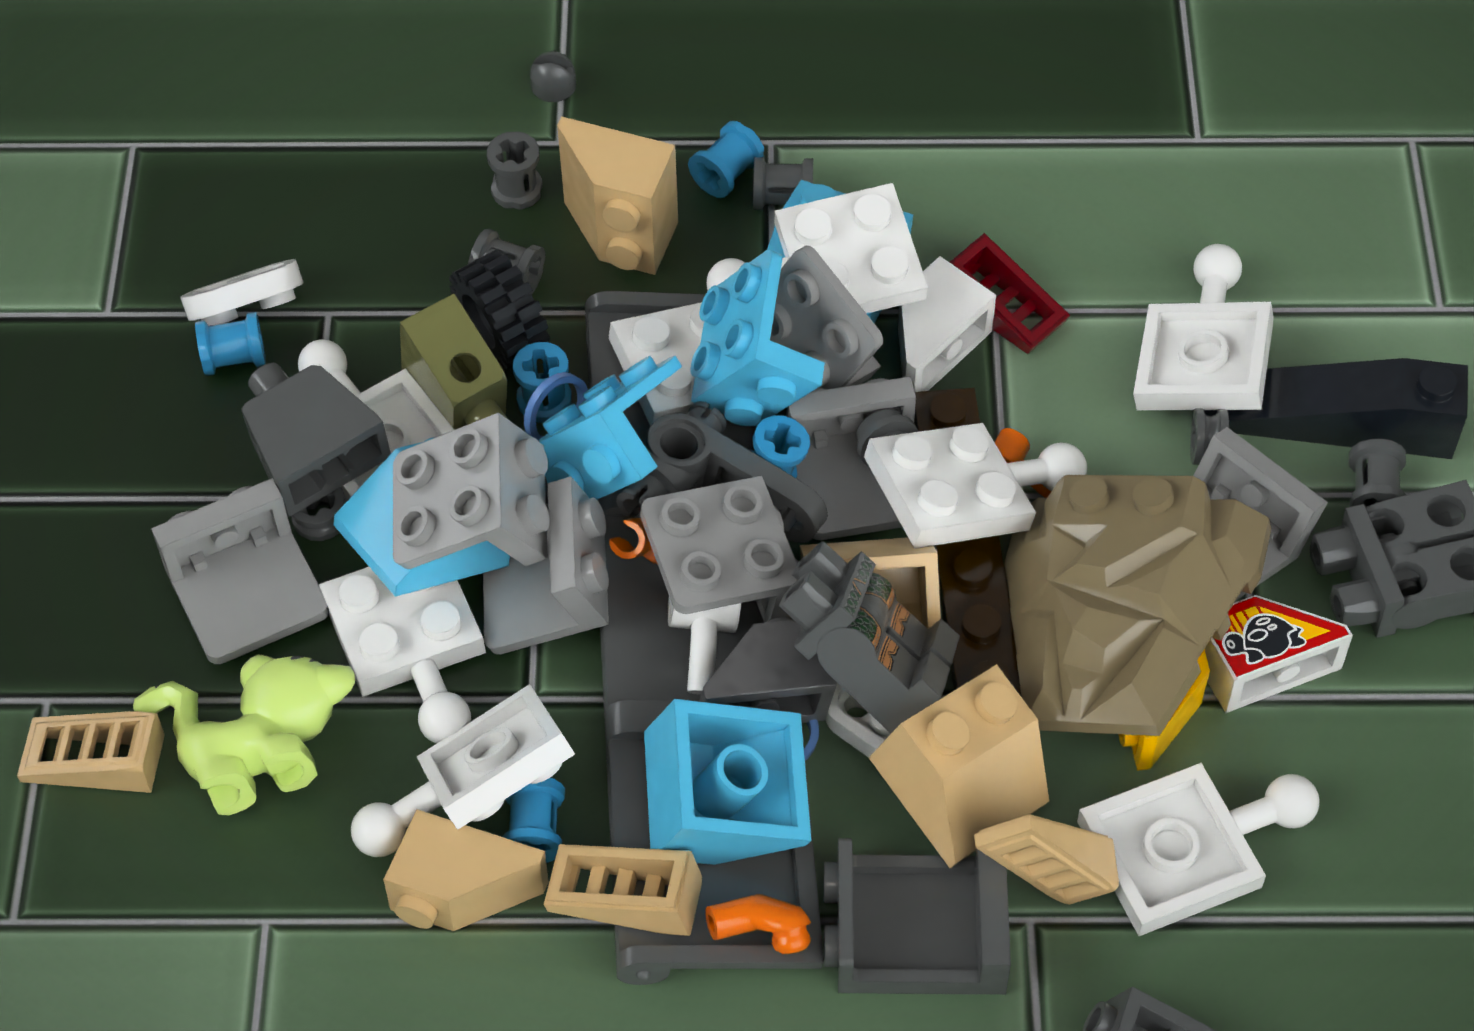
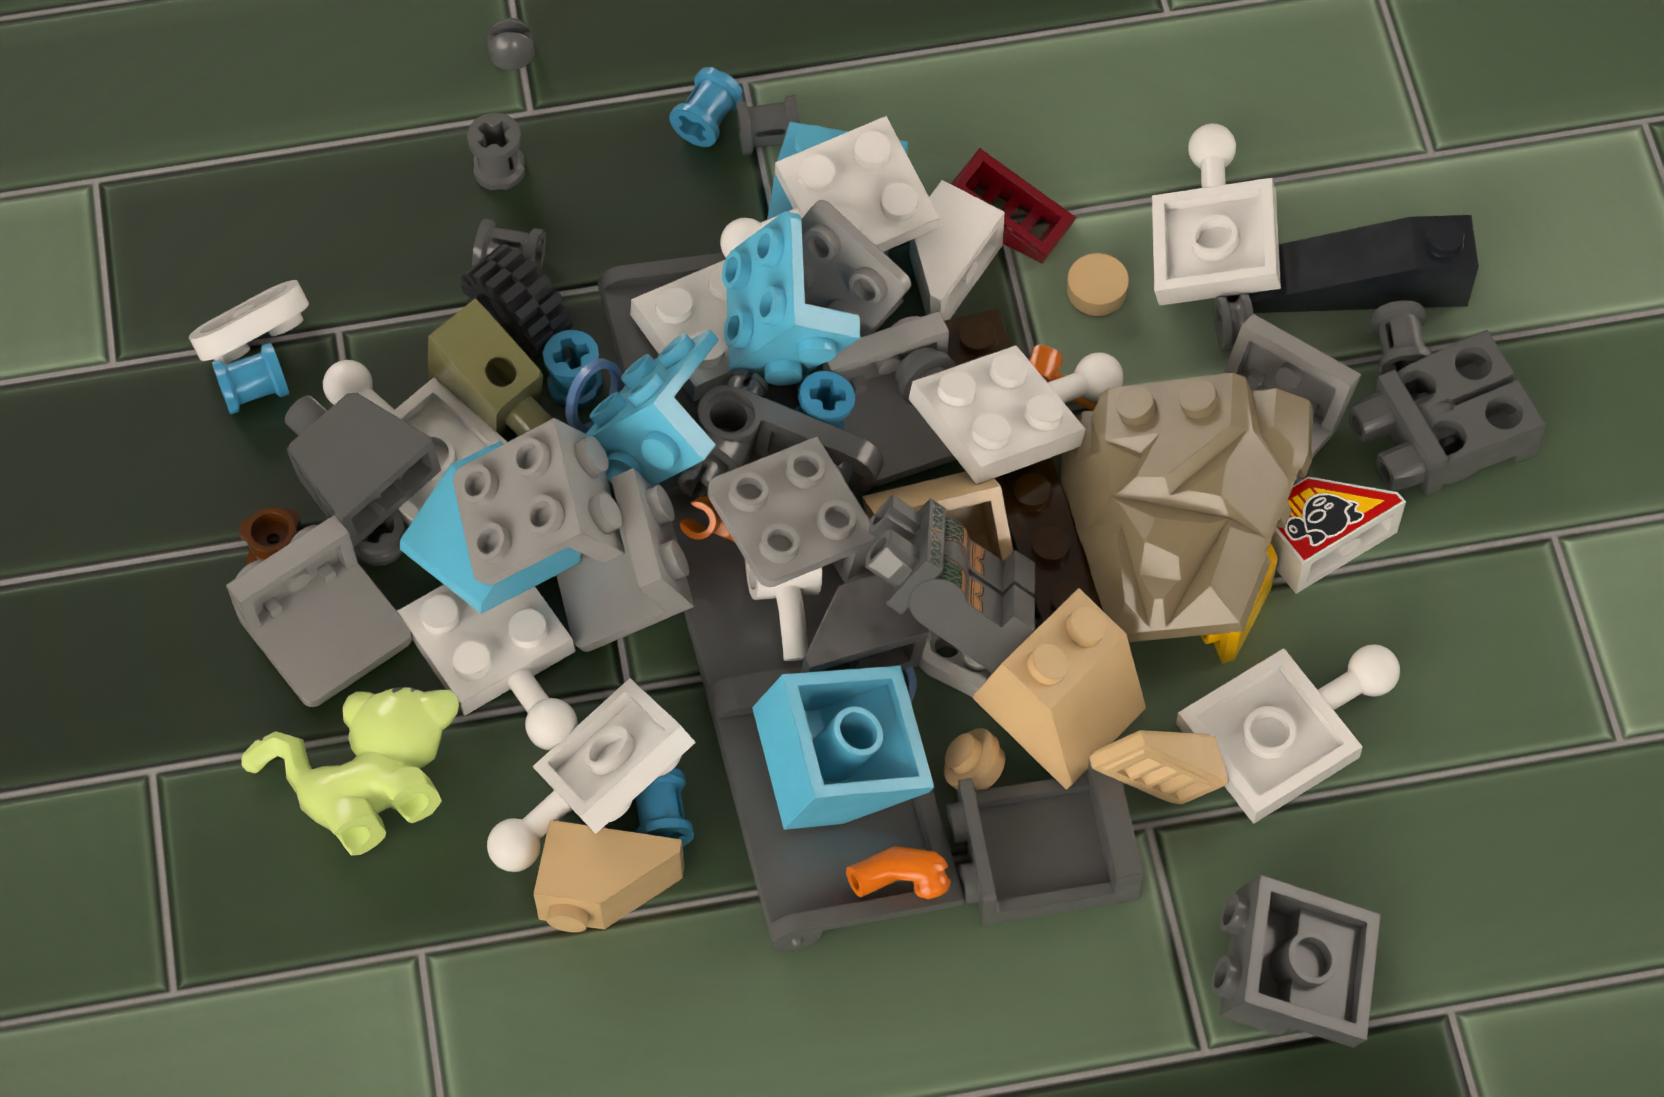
camera: 10 degrees left, 5 degrees up
(129, 773) = (231, 788): tan slope -> none
(211, 484) = (265, 525): none -> reddish brown plate
(619, 192) = (609, 162): tan slope -> none
(647, 912) = (789, 882): tan slope -> none
(862, 819) = (974, 757): none -> tan plate
(1079, 381) = (1097, 284): none -> tan tile

